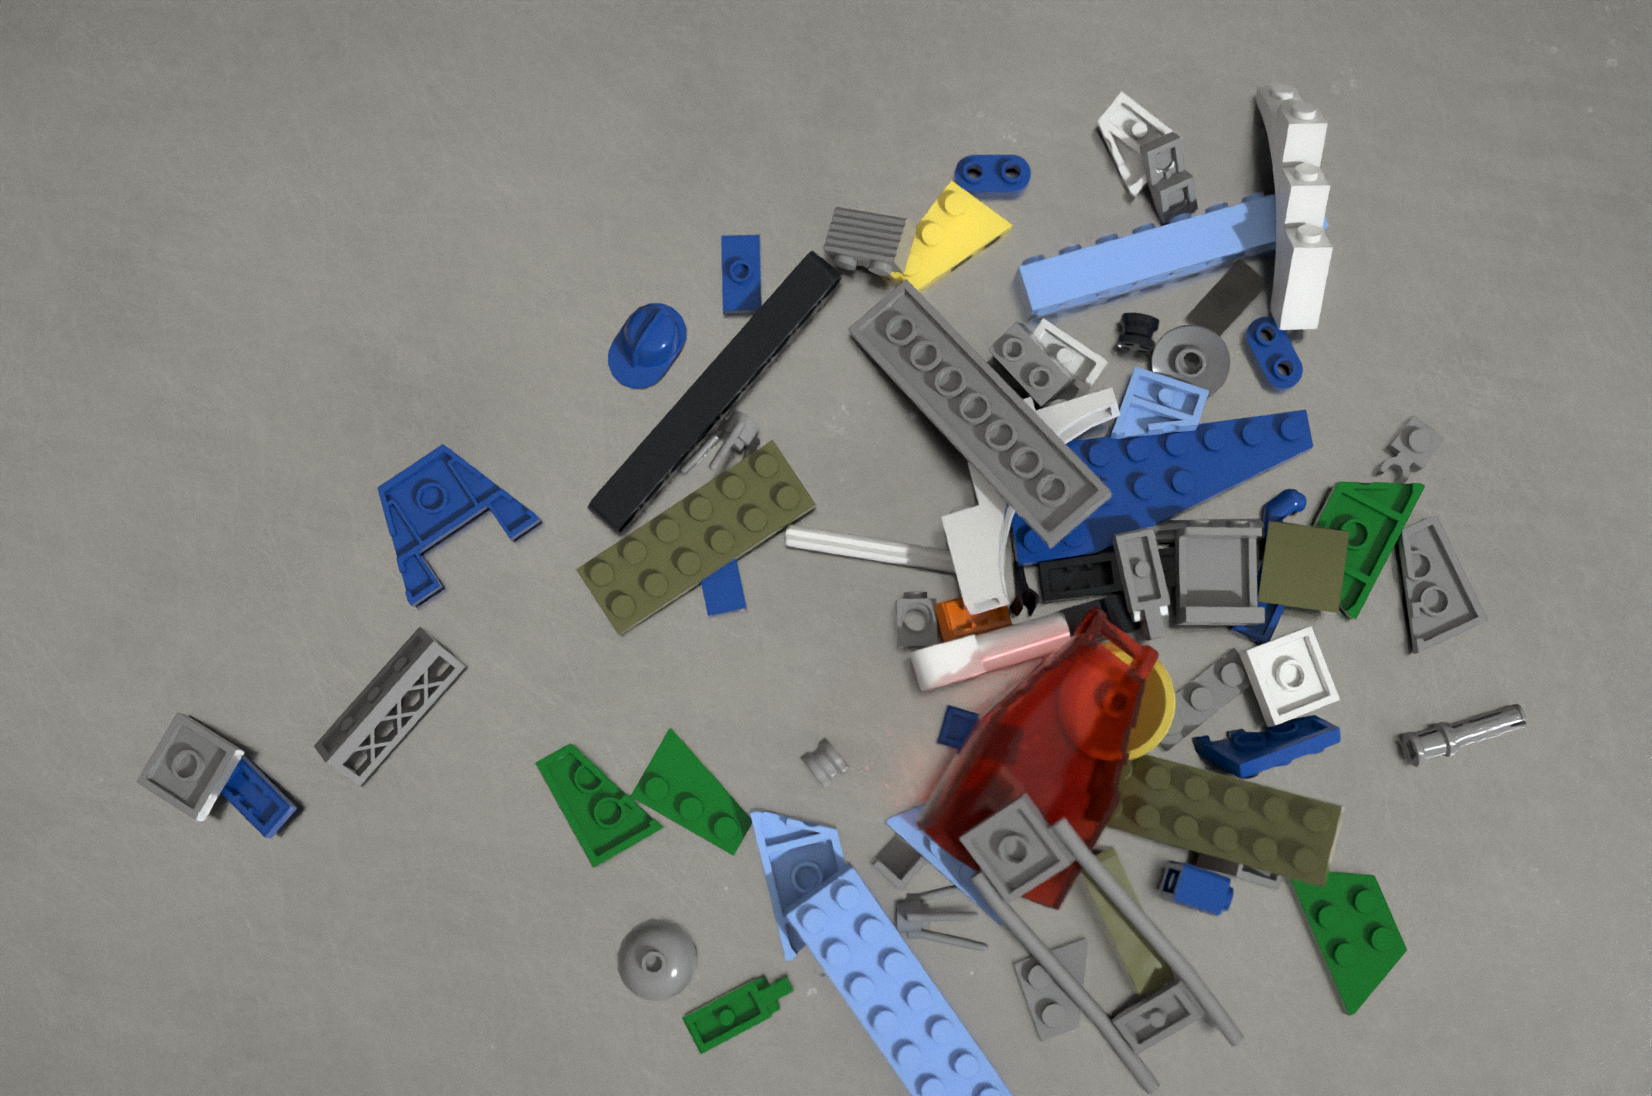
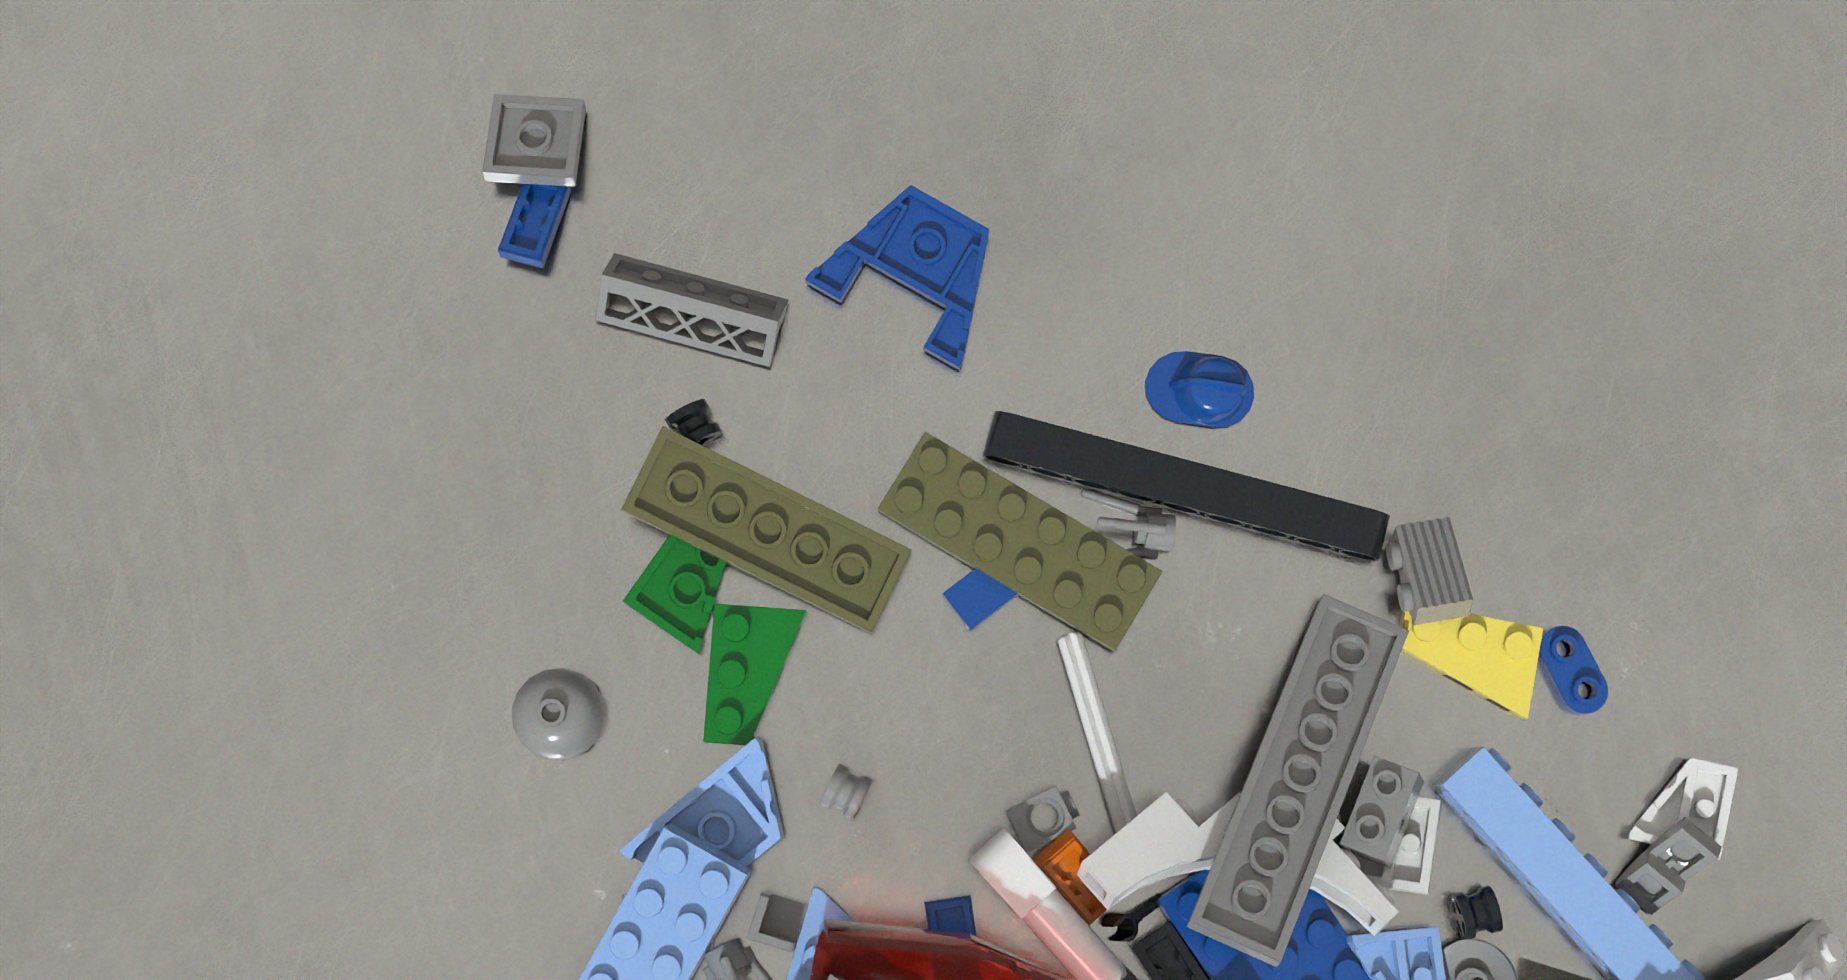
camera: 70 degrees right, 0 degrees up
(482, 747) = (694, 422): none -> black wheel
(591, 728) = (766, 529): none -> olive plate
(735, 1012) = (542, 823): green hinge -> none
(741, 274) = (1326, 451): blue plate -> none

